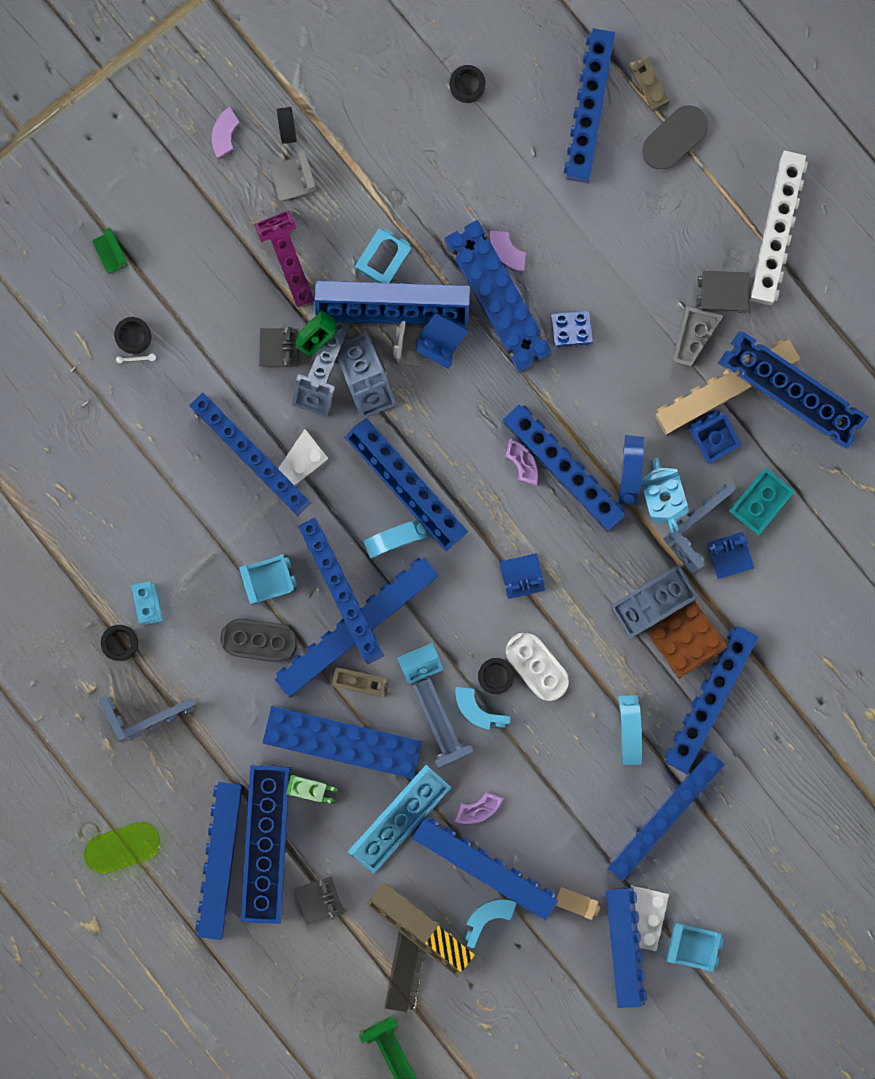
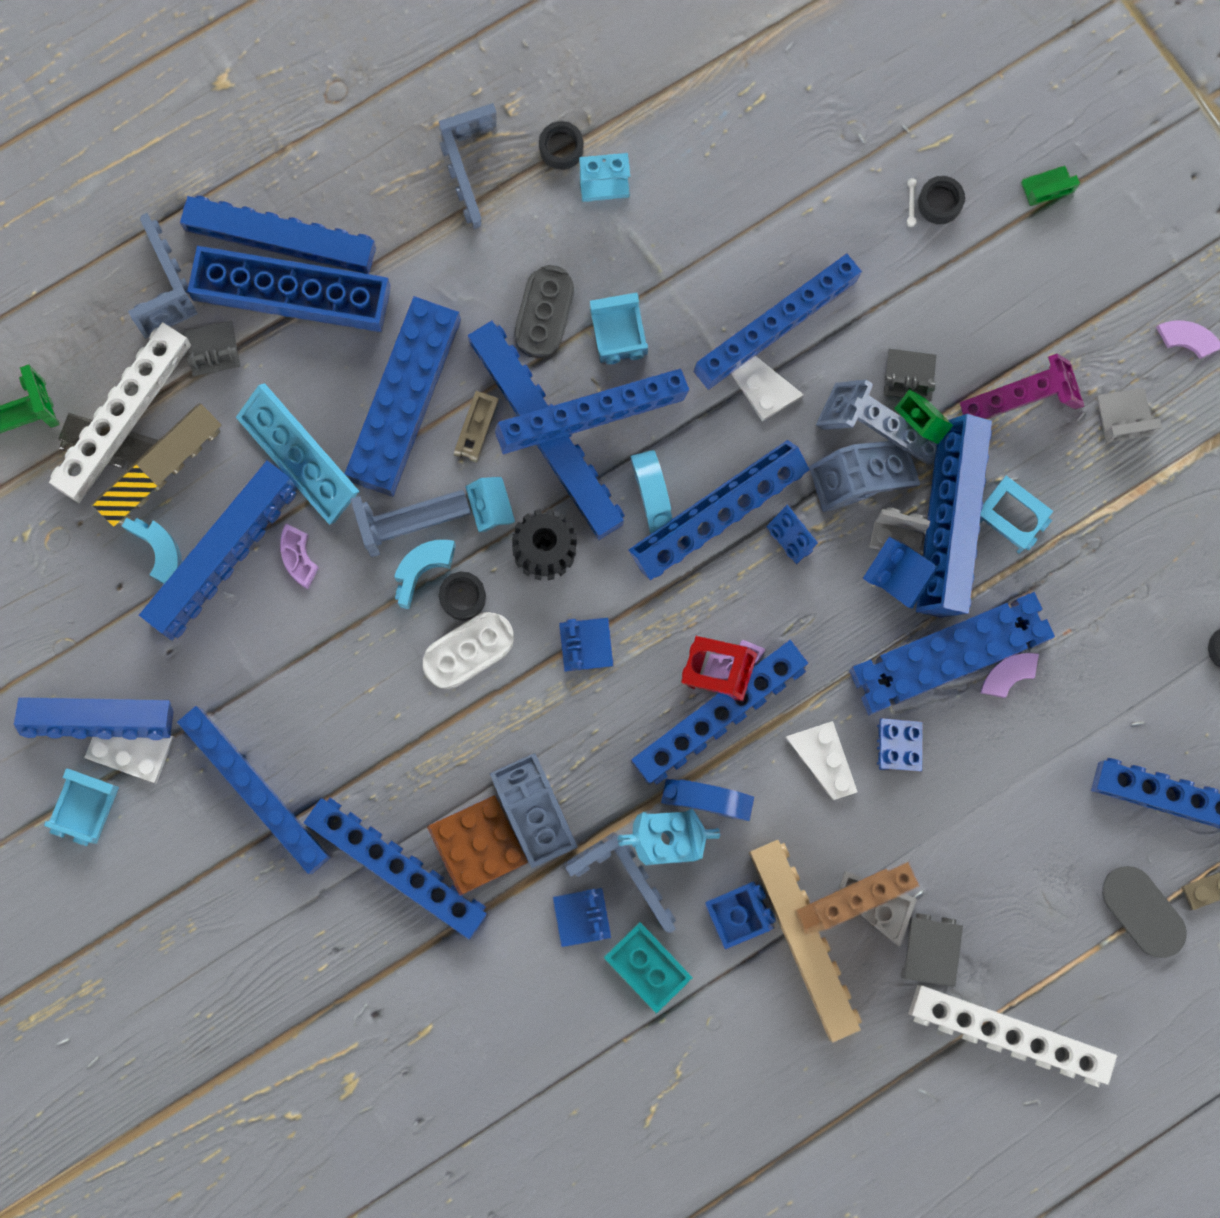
camera: 90 degrees right, 5 degrees down
(122, 847) = (311, 124): clear neon green tile -> none
(286, 125) = (1195, 411): black tyre -> none
(292, 938) = (169, 306): none -> sand blue bracket
(309, 789) = (348, 349): bright green hinge -> none
(393, 962) = (120, 426): none -> white brick
(420, 426) = (792, 535): none -> blue hinge
(438, 611) = (546, 530): none -> black wheel
(534, 454) = (739, 674): none -> red panel
(577, 903) = (160, 664): tan bracket -> none
(588, 384) = (824, 756): none -> white wing
(630, 730) = (370, 757): medium azure arch -> none
(697, 351) = (856, 898): none -> medium nougat panel
(793, 390) = (791, 1026): blue brick -> none

